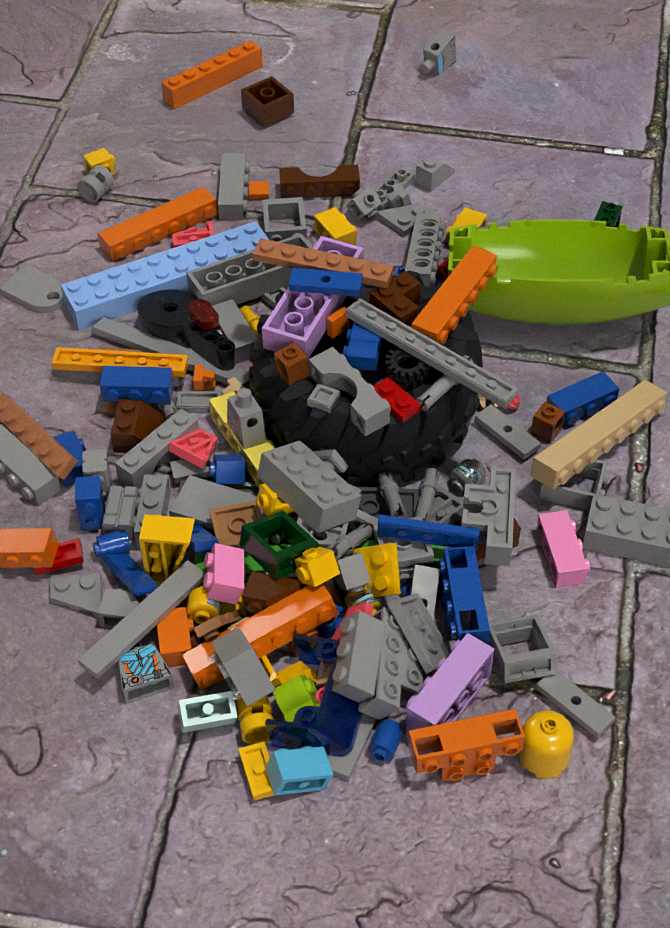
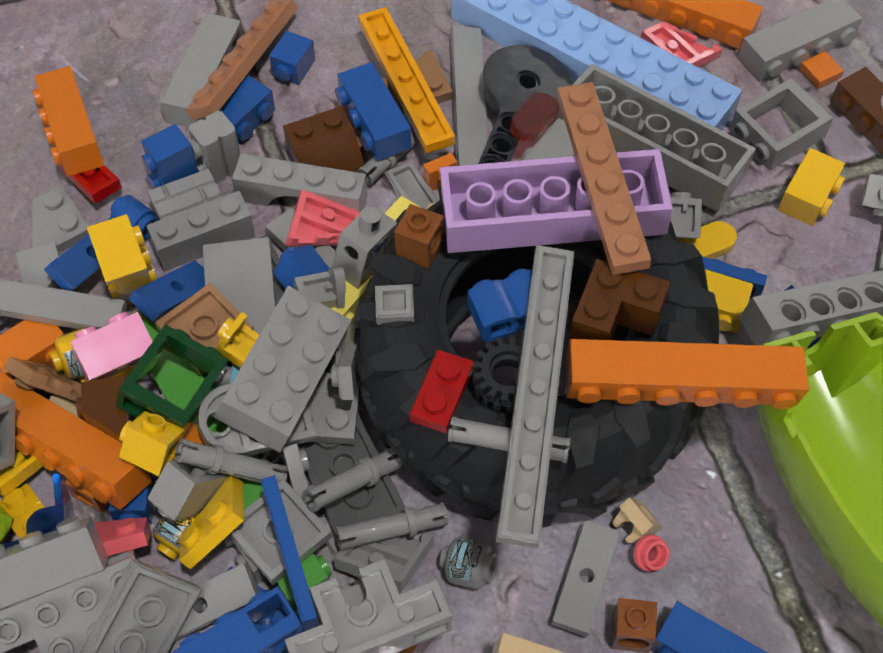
camera: 60 degrees right, 10 degrees up
(49, 414) = (292, 57): none -> blue brick
(257, 445) = (324, 287): none -> light grey tile
(325, 282) = (562, 195): blue tile -> none
(337, 323) = (525, 248): orange tile -> none
(368, 409) = (395, 364): light grey arch -> none

